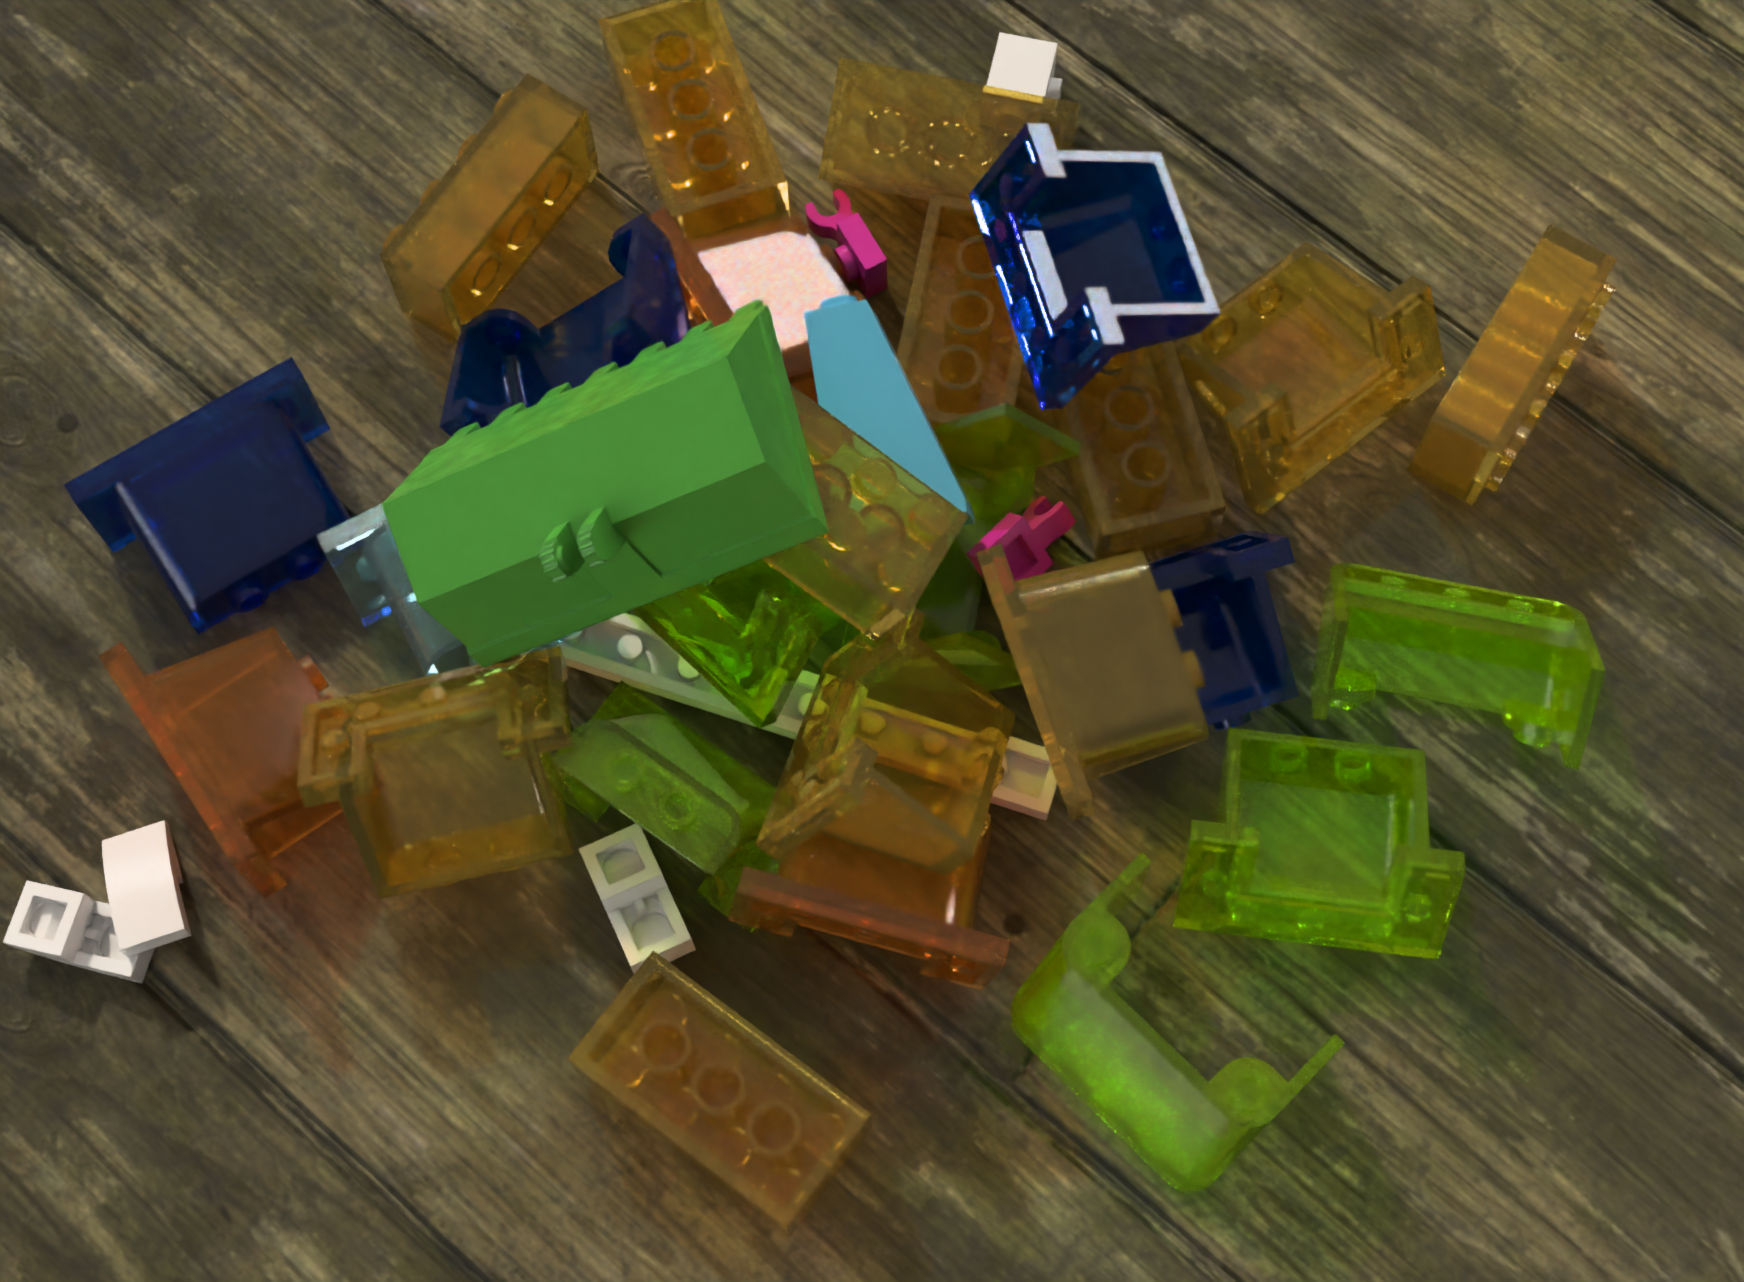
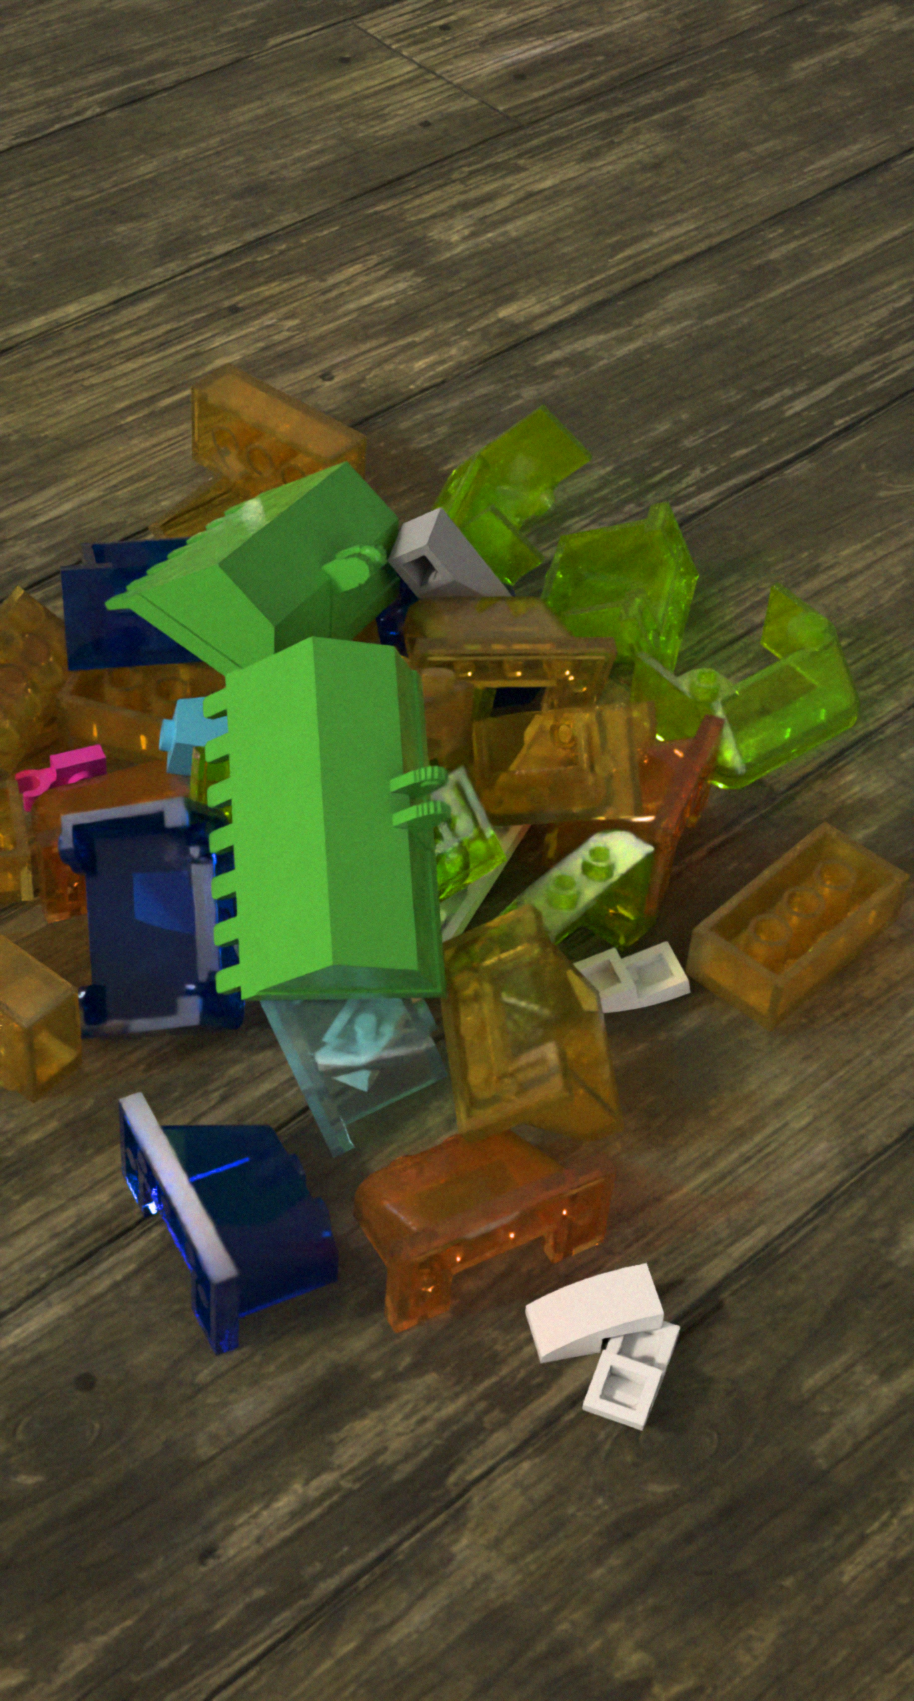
camera: 90 degrees left, 25 degrees down
(1093, 368) = (275, 572): none -> bright green piece
(1209, 584) = (440, 560): none -> light grey slope

